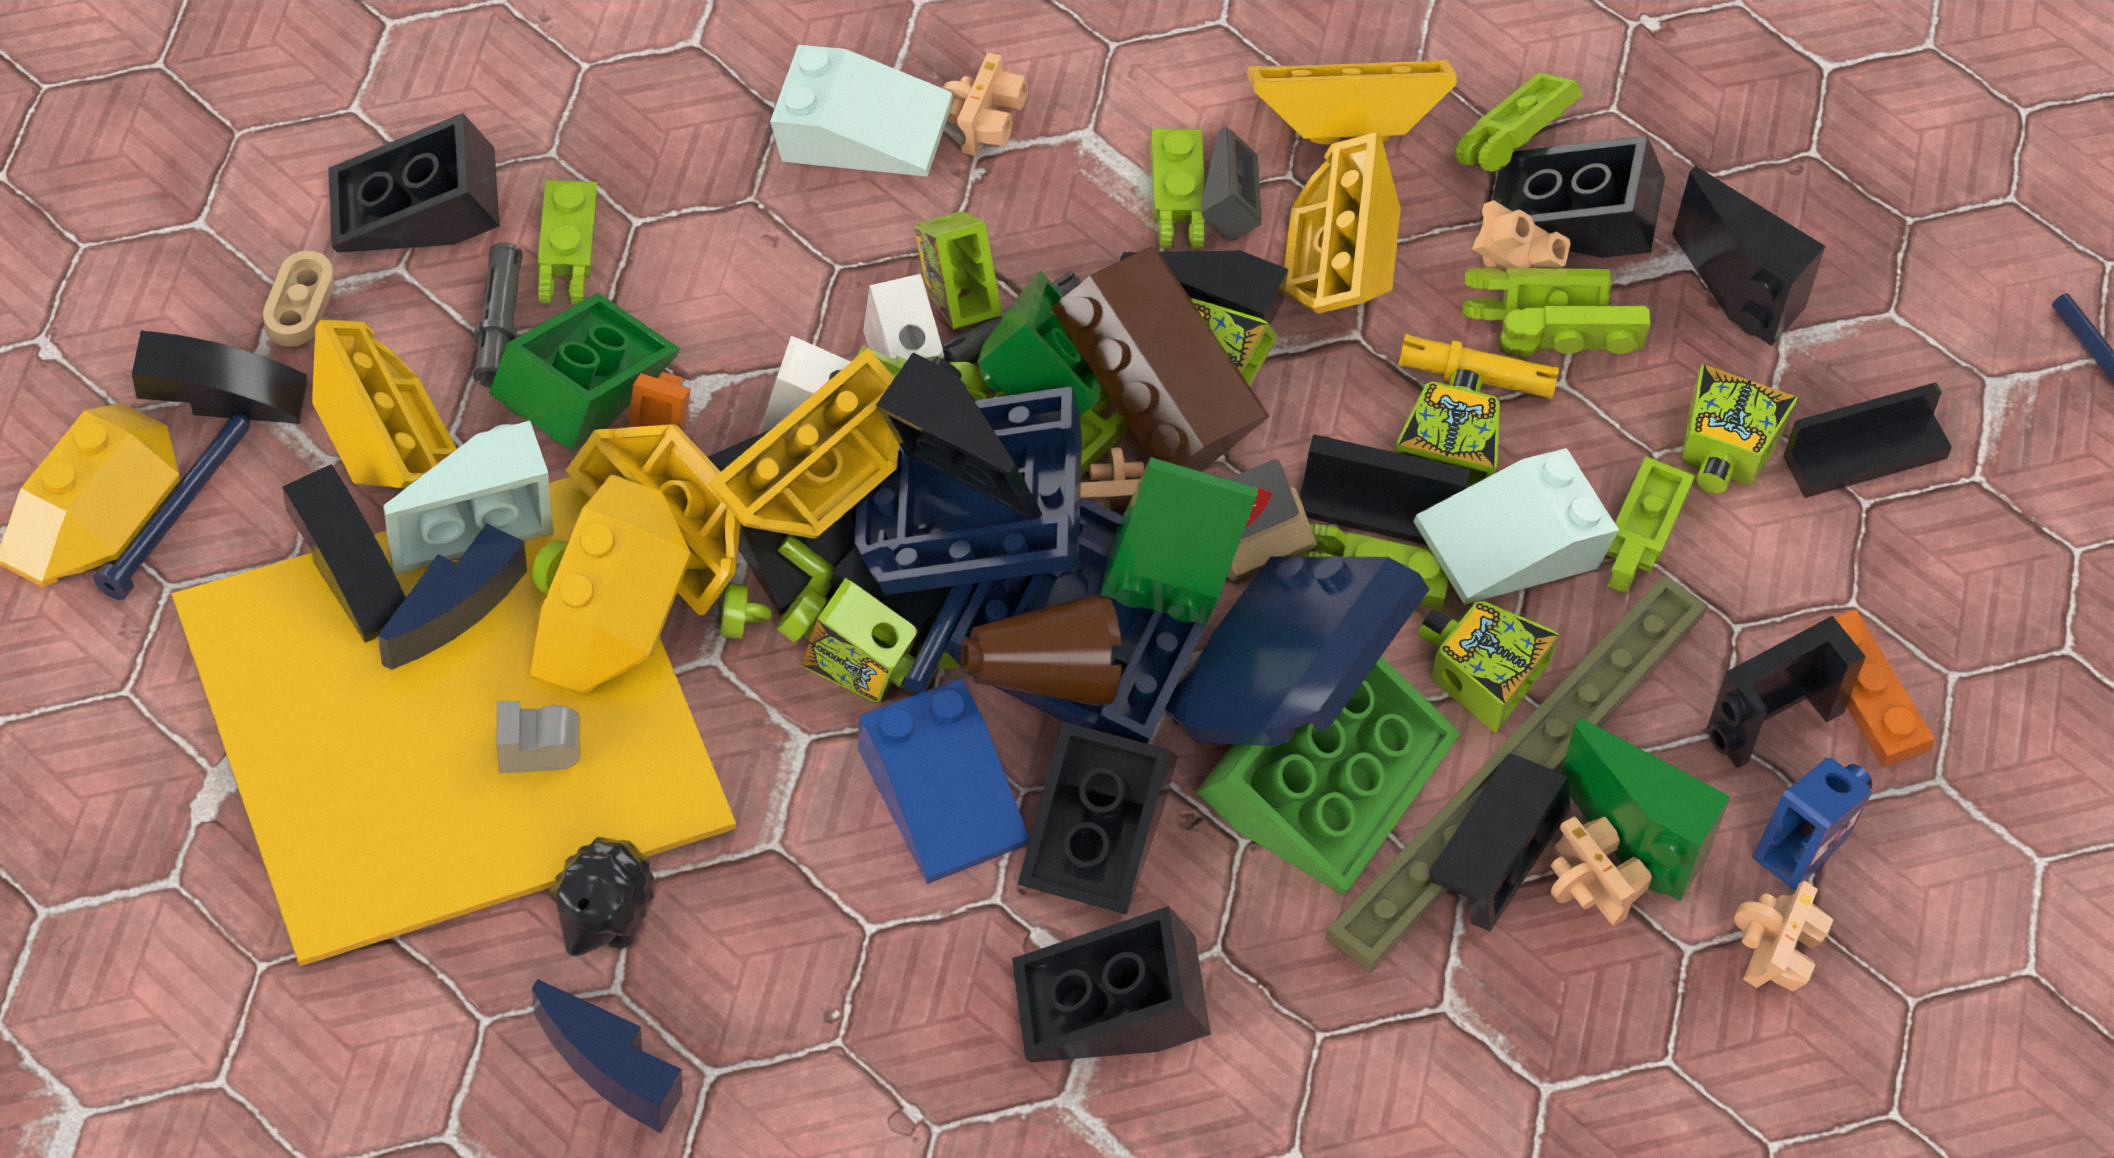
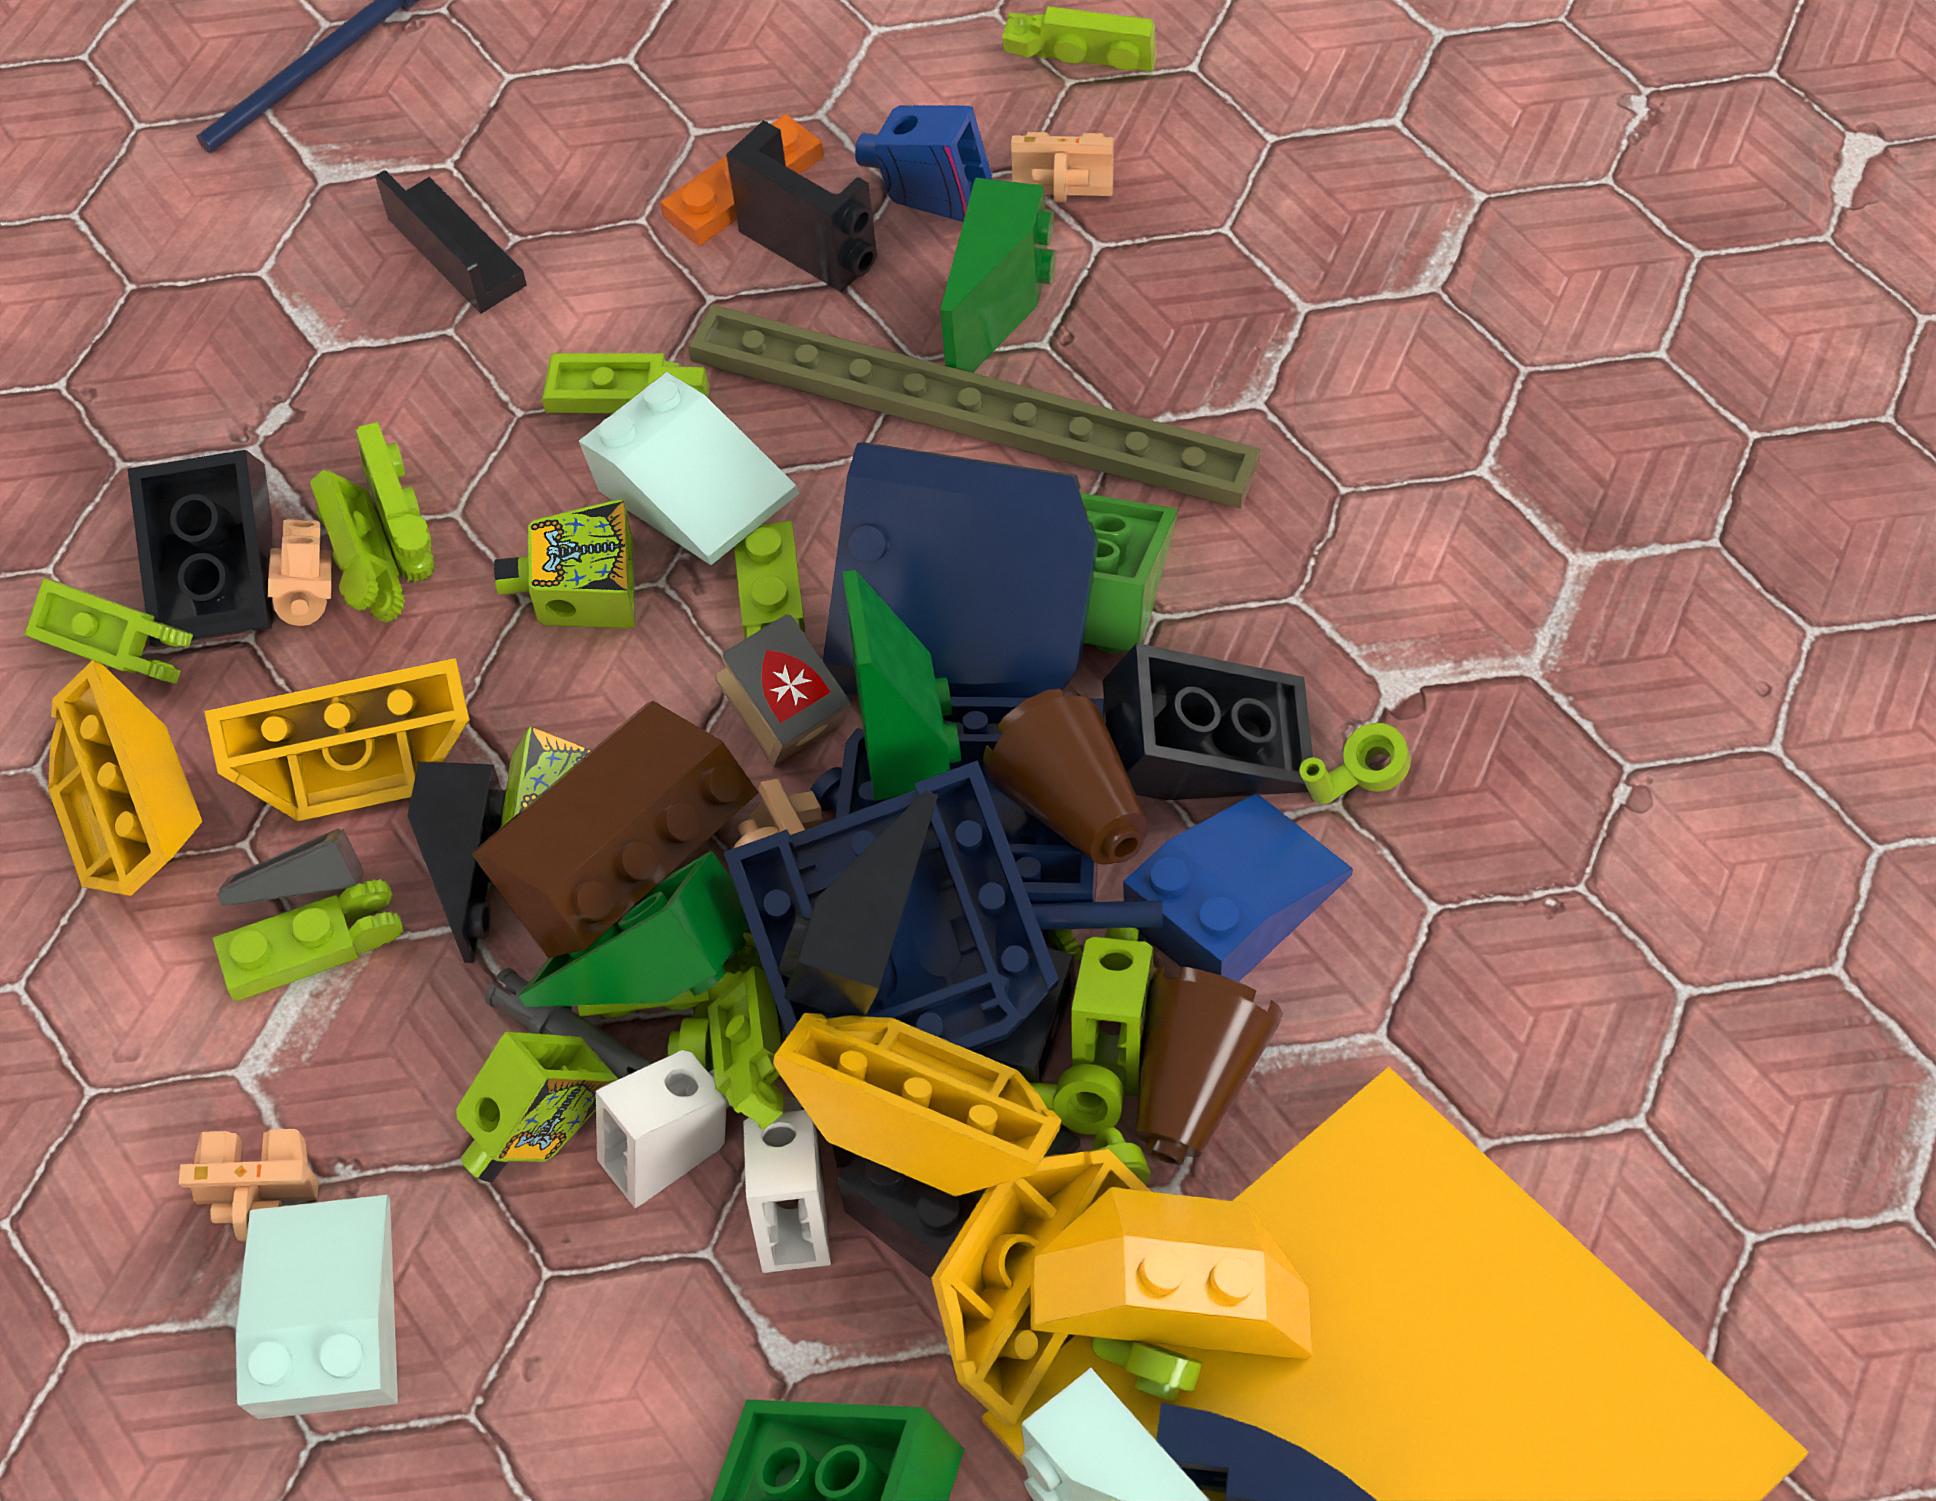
camera: 100 degrees left, 0 degrees up
(536, 738) = (1404, 1300): light grey leg -> none
(602, 895) = (1566, 1142): black animal -> none
(609, 1055) = (1739, 1071): dark blue slope -> none
(659, 401) = (854, 1370): orange tile -> none
(800, 688) = (1196, 1058): none -> reddish brown cone
(1016, 923) = (1358, 750): none -> lime plate
(1113, 991) = (1410, 648): black slope -> none
(1374, 487) = (677, 618): black panel -> none
(1488, 659) = (830, 442): torso -> none
(1492, 368) = (472, 597): yellow pin -> none
(1503, 837) = (1065, 385): black panel -> none
(1590, 874) = (1066, 320): light nougat hips -> none
(1733, 428) = (477, 342): torso -> none
(1746, 256) = (258, 363): black slope -> none
(1948, 1010) = (1083, 37): none -> lime hinge

